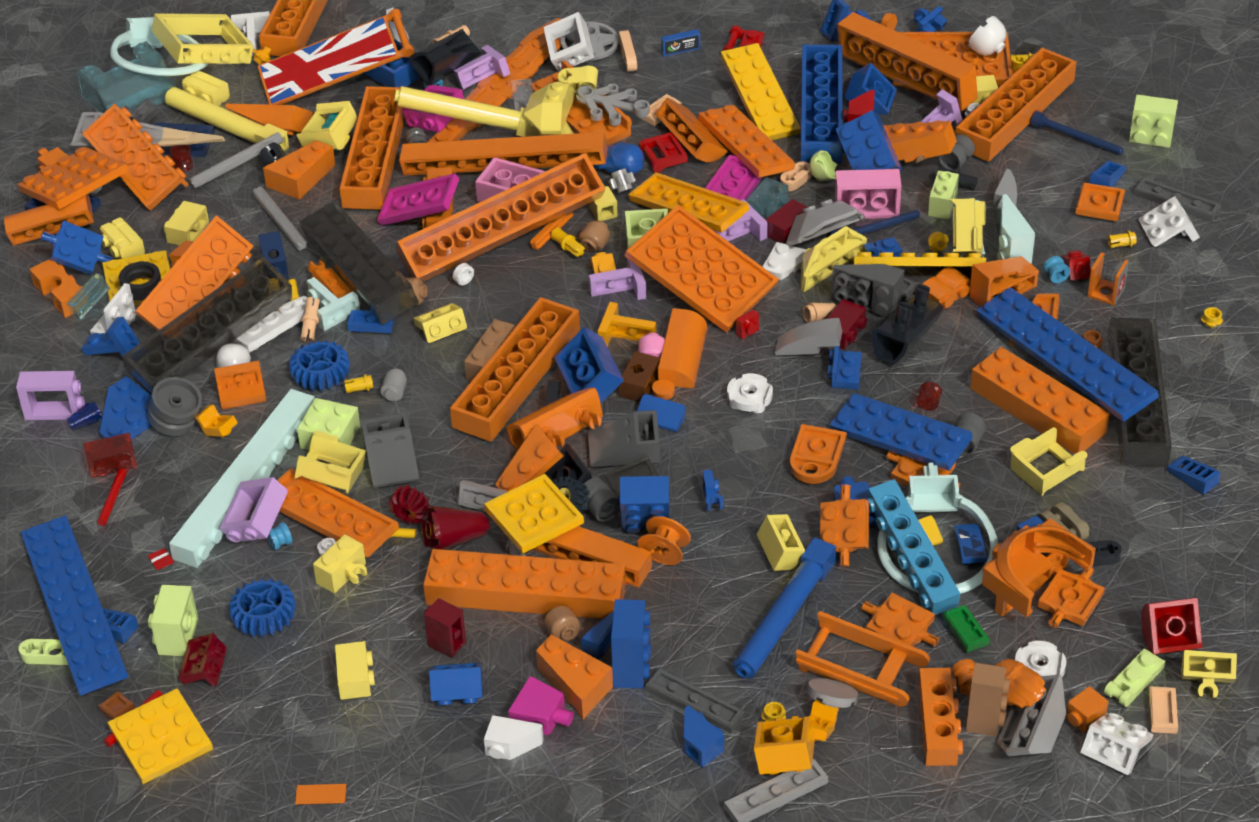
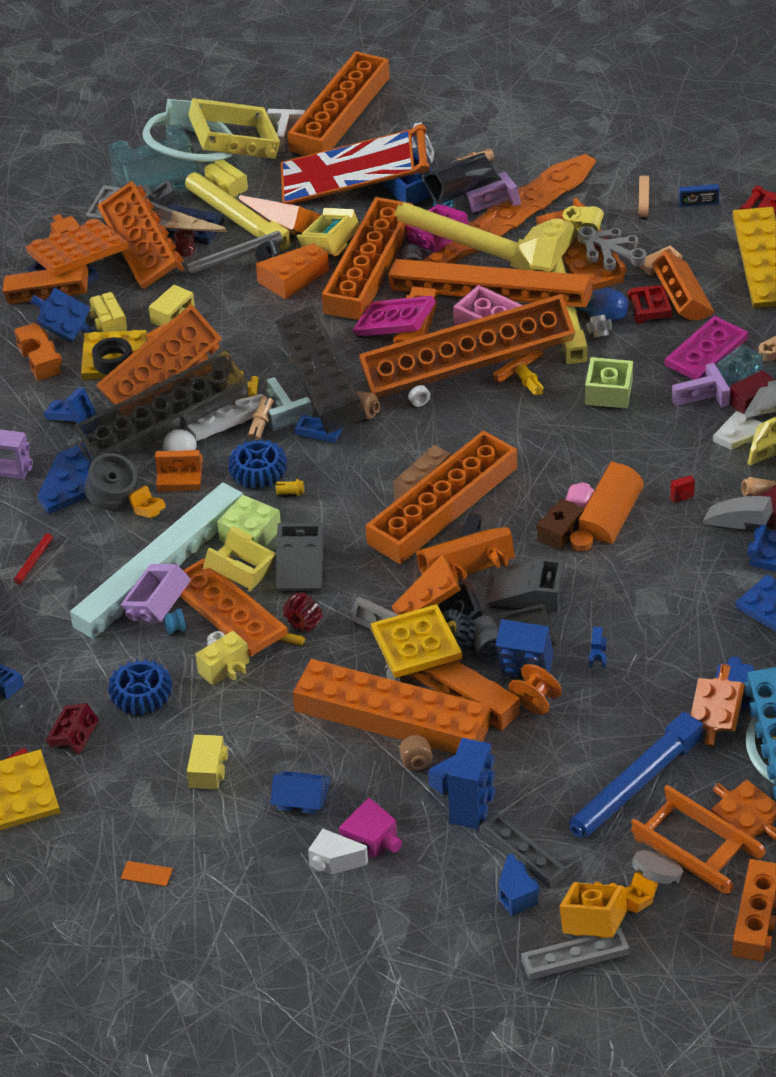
camera: 15 degrees right, 0 degrees up
(86, 415) = (29, 477): clear blue cone -> none
(88, 296) = (62, 363): clear light blue tile -> none
(110, 455) = (41, 518): clear red brick -> none
(120, 306) = (85, 378): white bracket -> none
(161, 559) = (62, 624): red sticker -> none
(173, 619) = (54, 684): yellowish green brick -> none
(262, 56) = (288, 152): light orange plant -> none
(270, 242) = (243, 359): dark blue torso -> none
(280, 218) = (261, 315): light grey axle -> none
(329, 279) = (289, 381): orange plate -> none
(393, 385) = (322, 494): light grey brick -> none
(441, 322) = (385, 440): light yellow bracket -> none
(445, 627) = (302, 736): dark red brick -> none
(451, 526) = (338, 640): dark red cone -> none
(521, 92) = (524, 223): clear slope -> none
(574, 674) = (413, 803): orange wedge -> none
(581, 51) = (597, 190): white window -> none
(589, 364) = (512, 504): blue brick -> none
(594, 236) = (557, 378): medium nougat head -> none
(597, 39) = (609, 180): light grey wheel -> none
(602, 262) = (557, 410): light orange bracket -> none
(618, 281) = (568, 425): lavender bracket -> none
(623, 327) = (552, 470): light orange bracket -> none
(669, 414) = (576, 564): blue slope -> none
(701, 268) = (651, 425): orange plate -> none
(708, 206) = (658, 358): light orange plate -> none
(746, 141) = (735, 304): orange plate -> none
(757, 401) = (665, 567): white plate -> none
(771, 709) = (595, 874): yellow plate -> none
(780, 542) = (649, 710): light yellow brick -> none
(818, 451) = (714, 626): orange plate -> none

